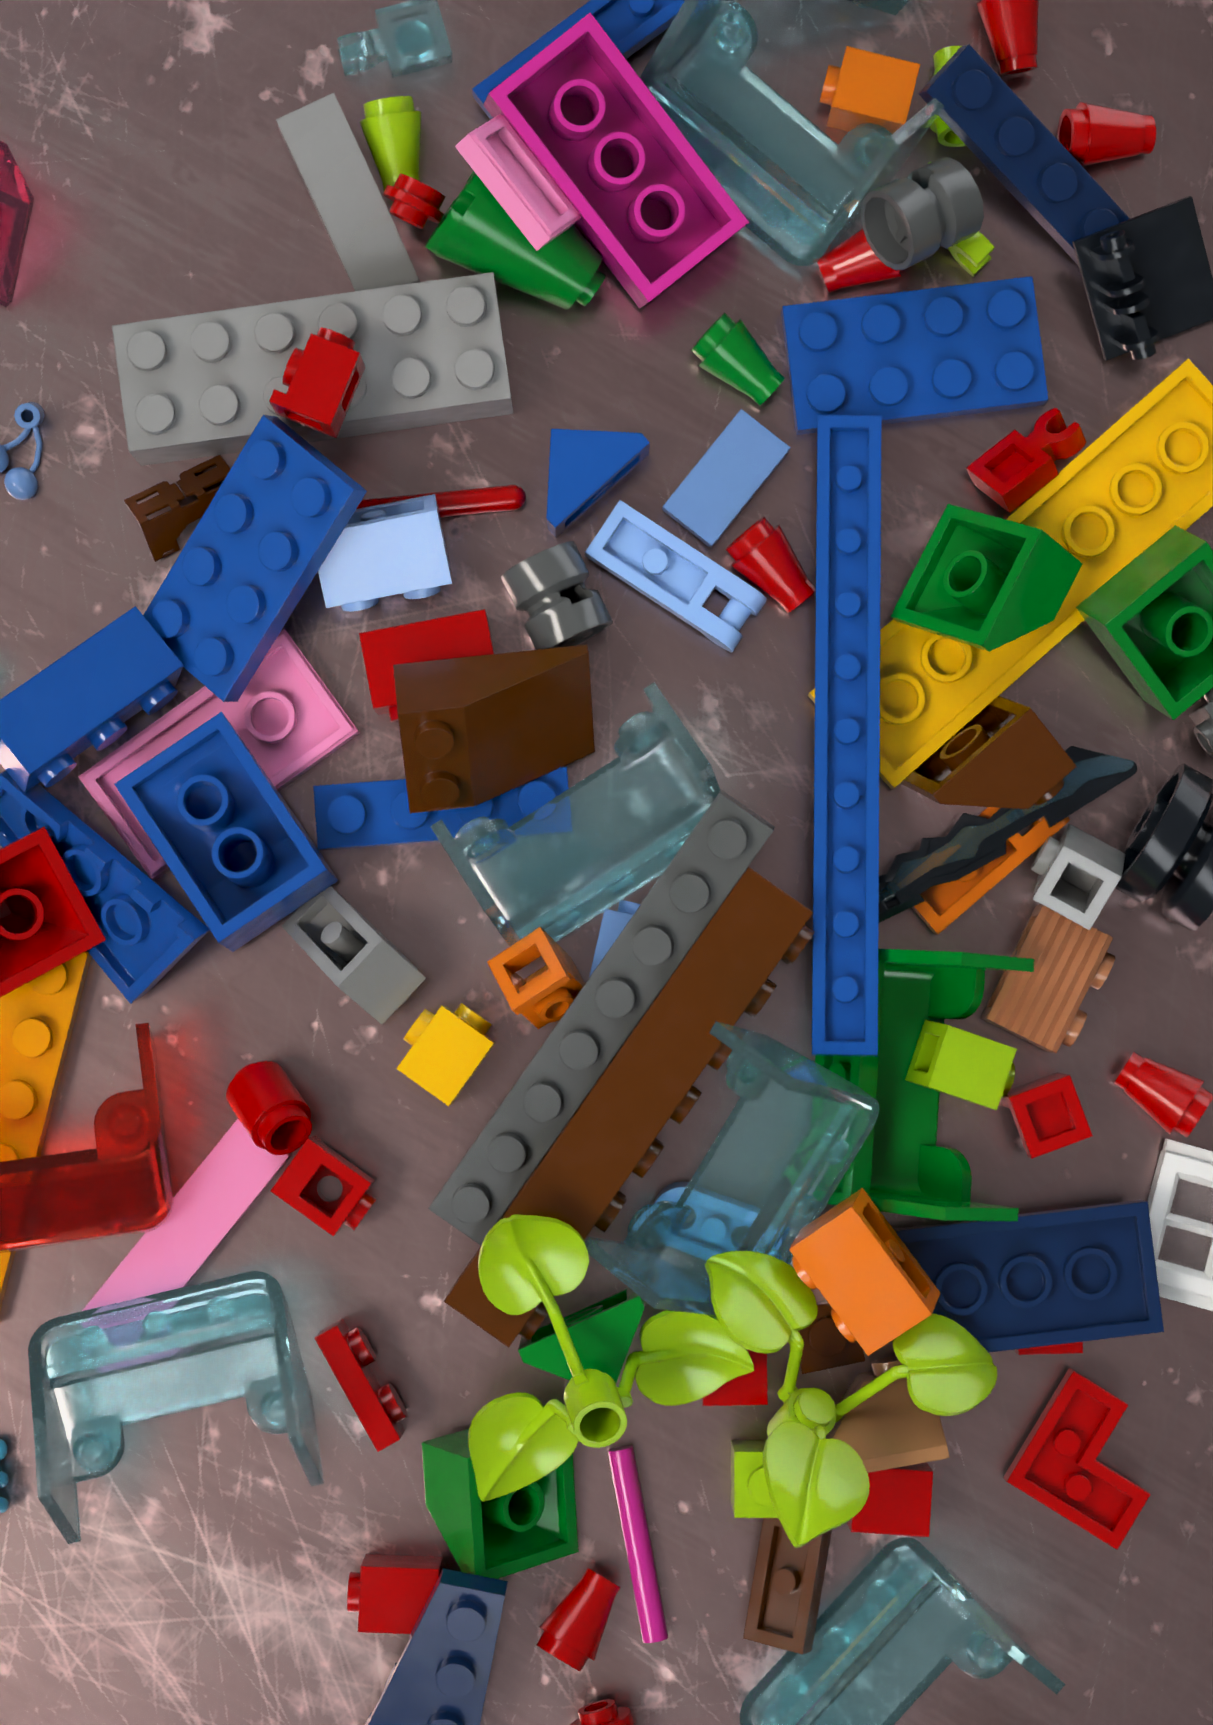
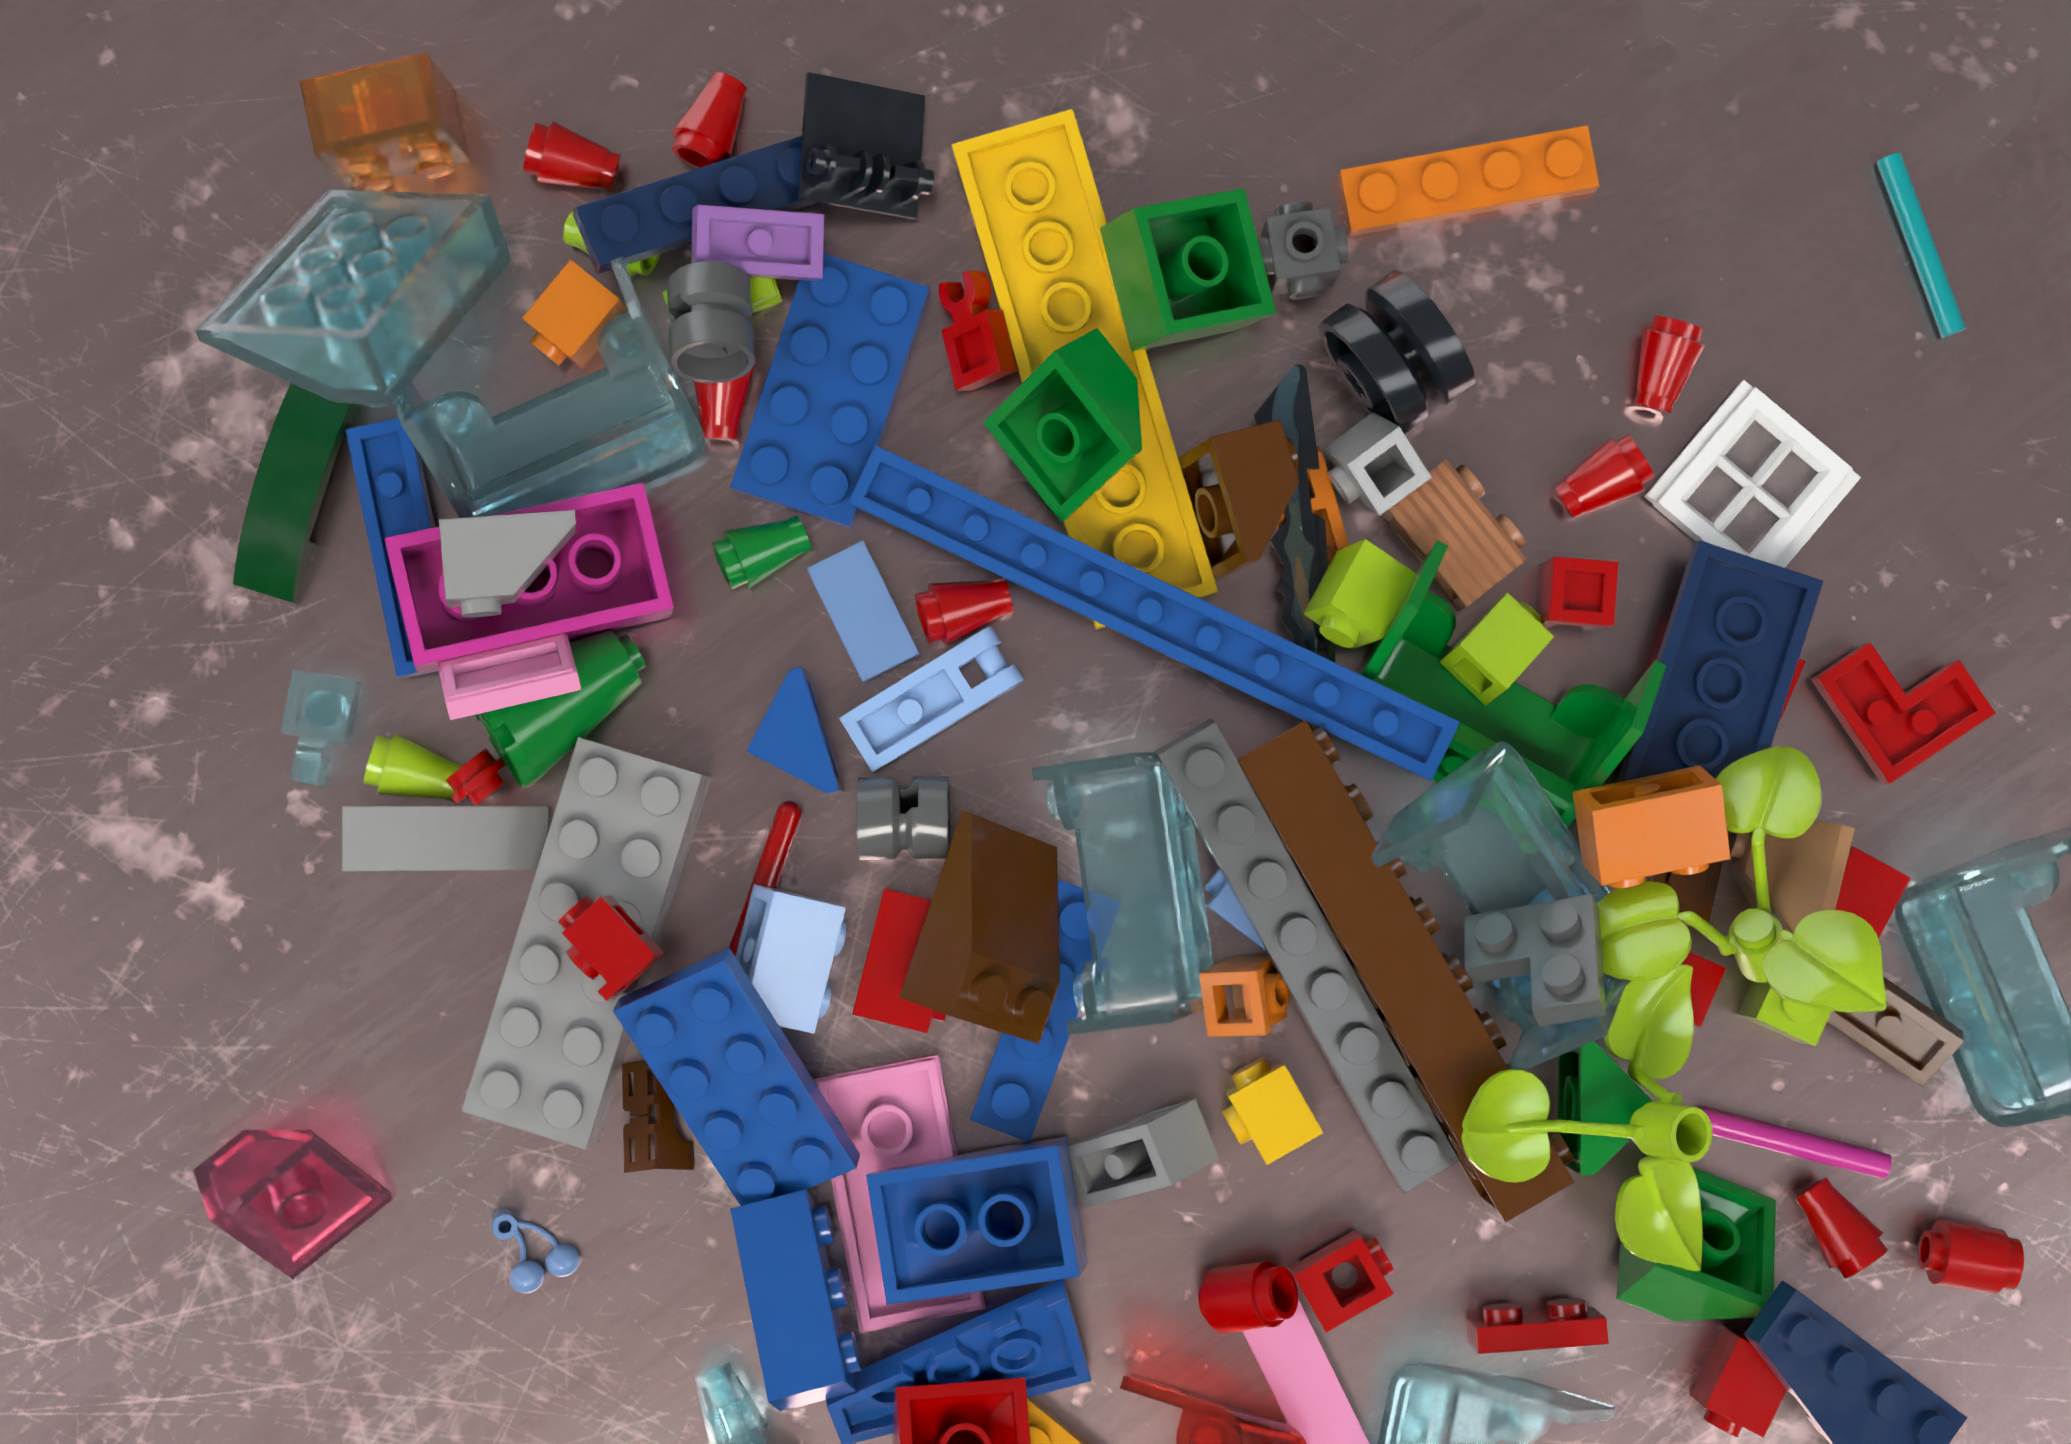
camera: 60 degrees left, 0 degrees up
(620, 120) = (498, 557): none -> light grey slope
(712, 1228) = (1551, 942): none -> dark grey plate
(950, 913) = (1359, 595): none -> lime brick
(1017, 225) = (760, 241): none -> medium lavender plate

